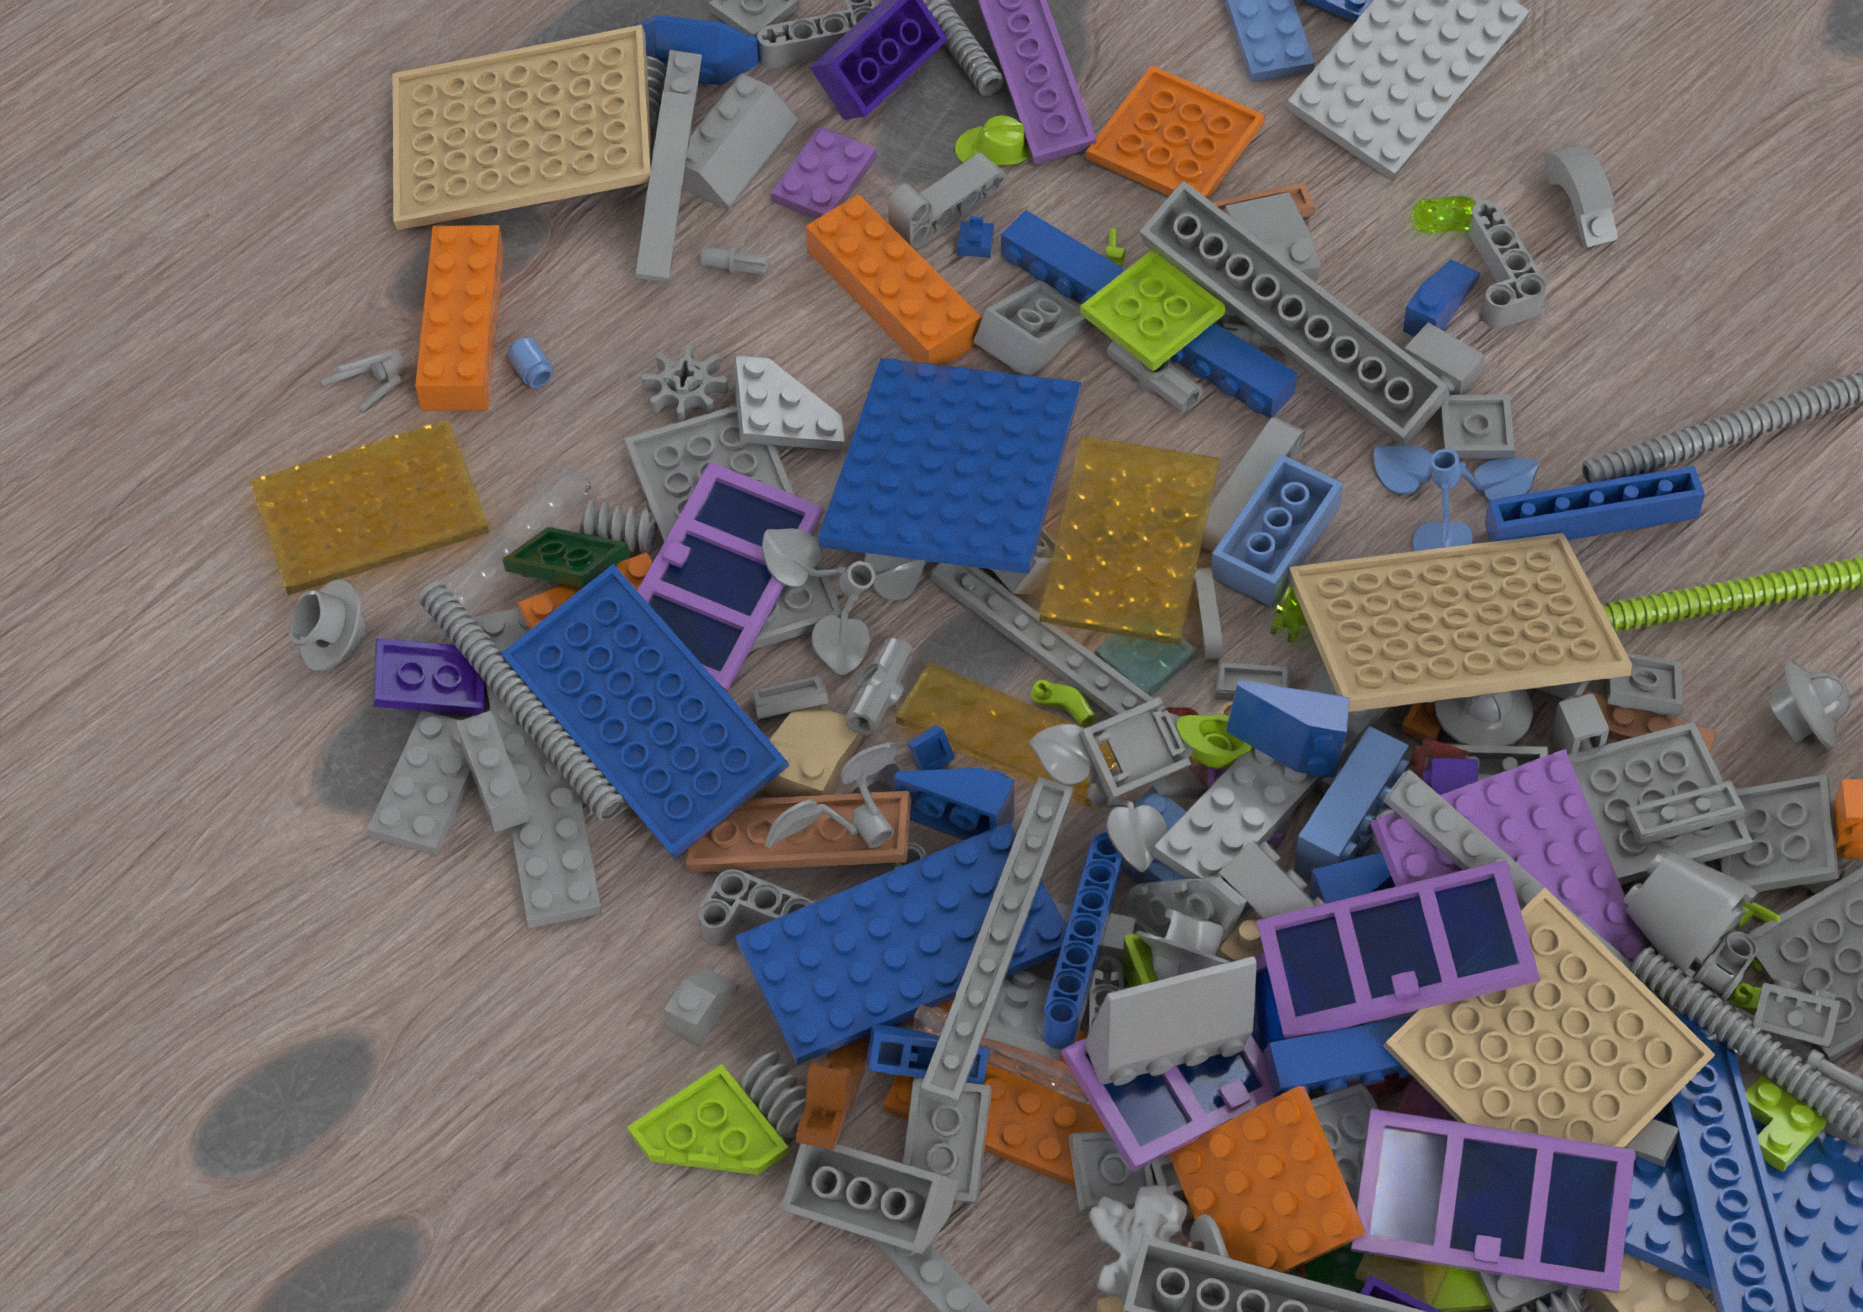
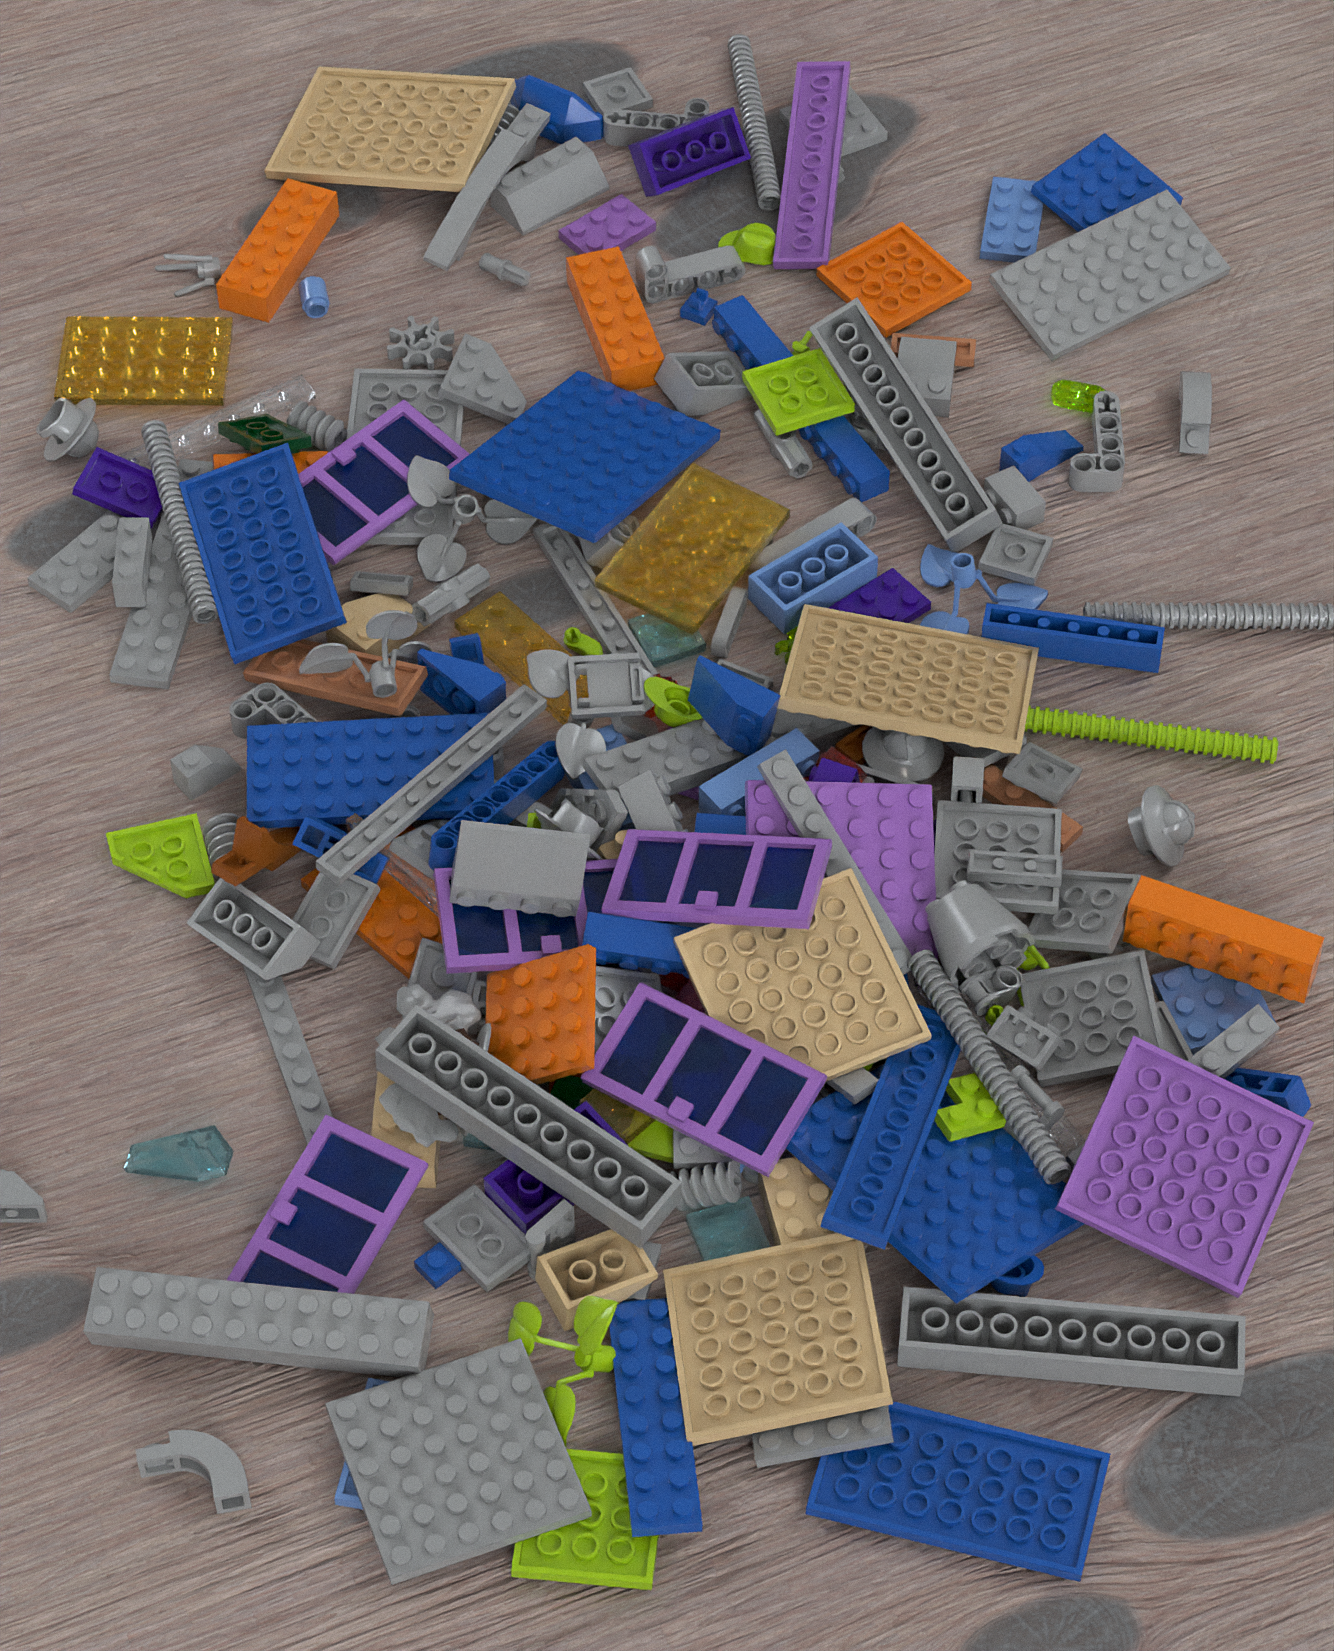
camera: 20 degrees right, 5 degrees down
(1362, 529) = (886, 598): none -> dark purple plate

